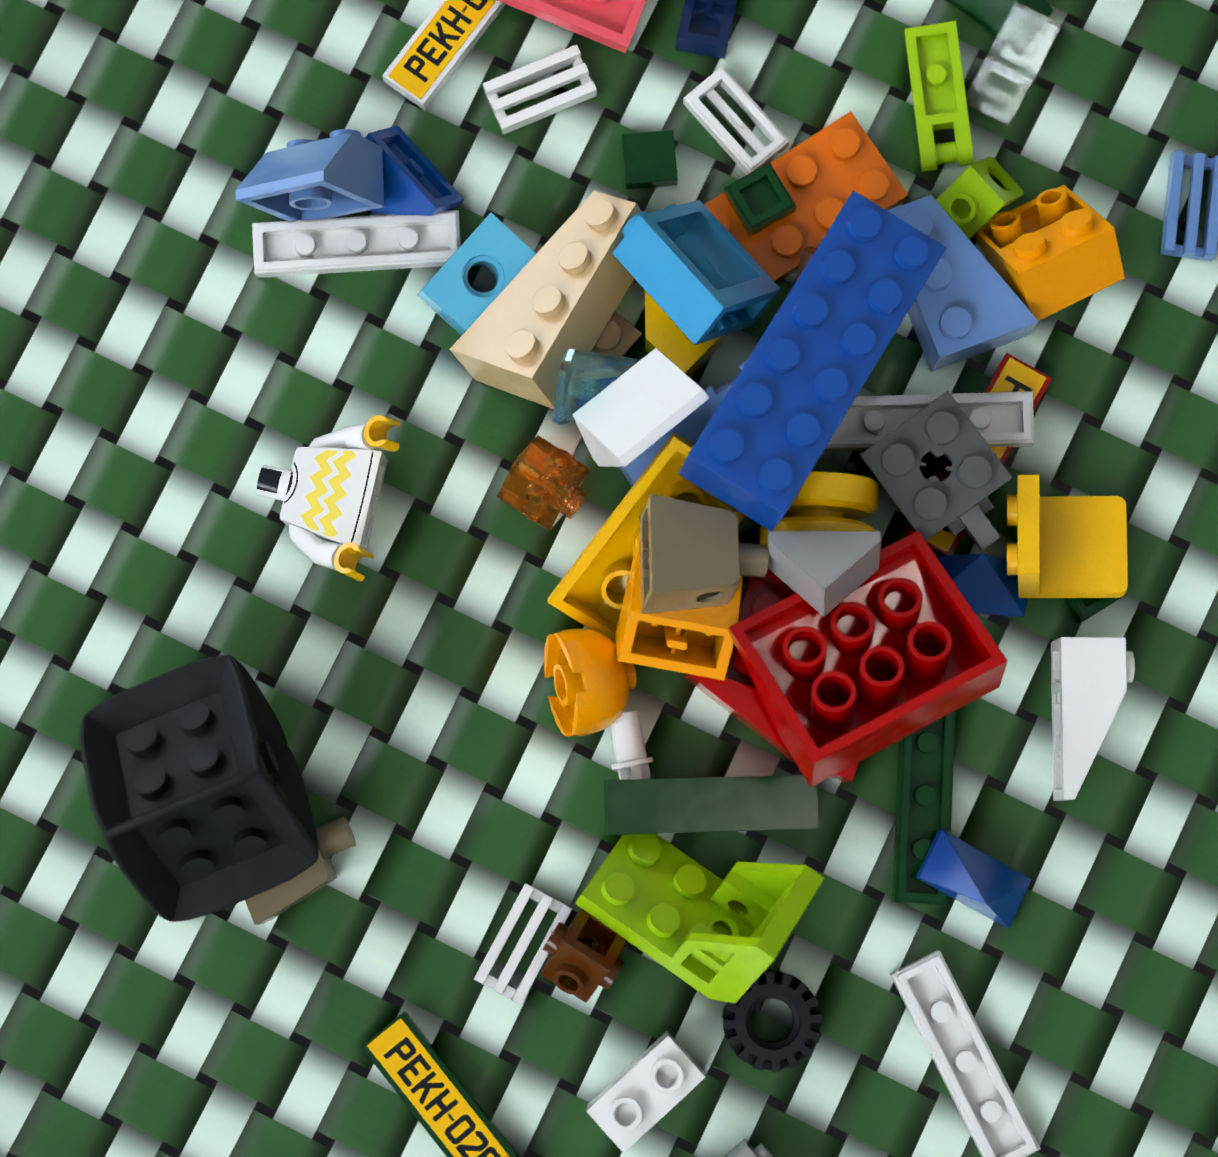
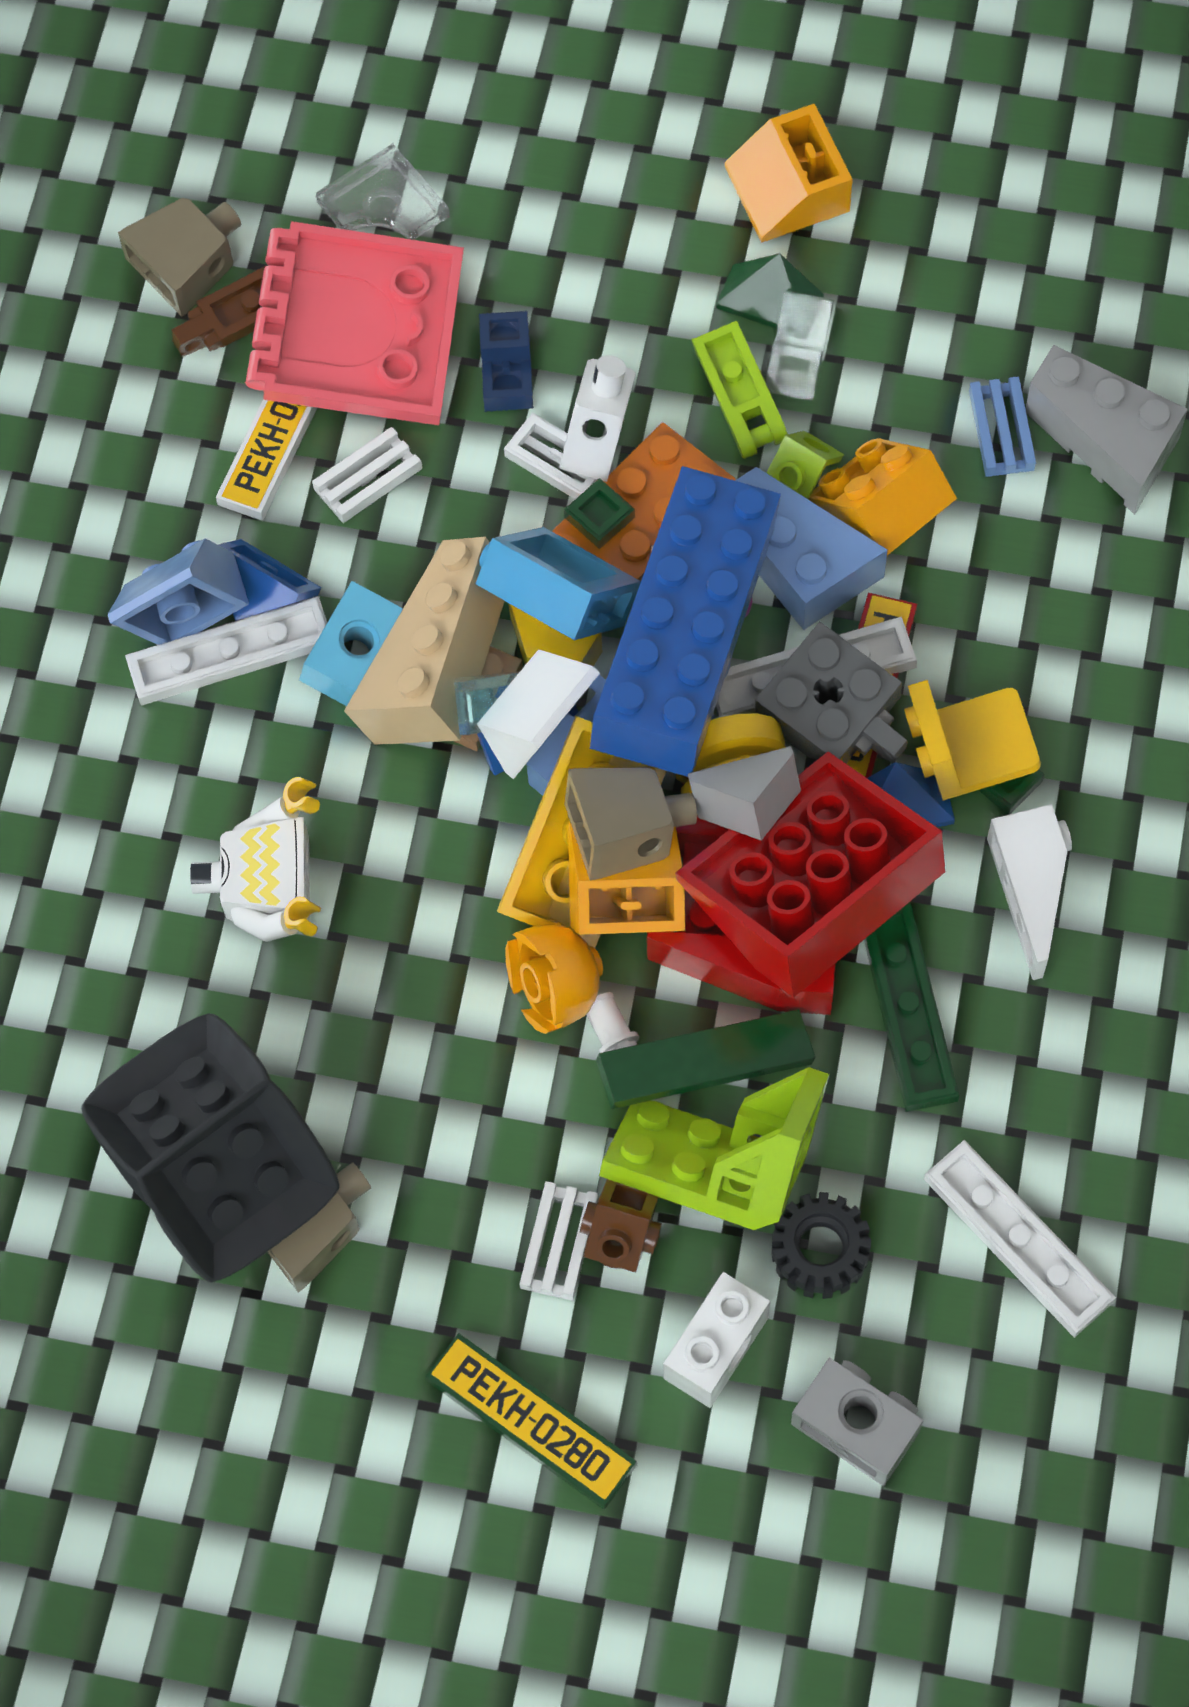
camera: 15 degrees left, 15 degrees down
(545, 483) = (466, 810): clear orange brick -> none
(649, 159) = (487, 509): dark green tile -> none
(791, 83) = (602, 397): none -> white torso
(973, 878) = (976, 1064): blue slope -> none

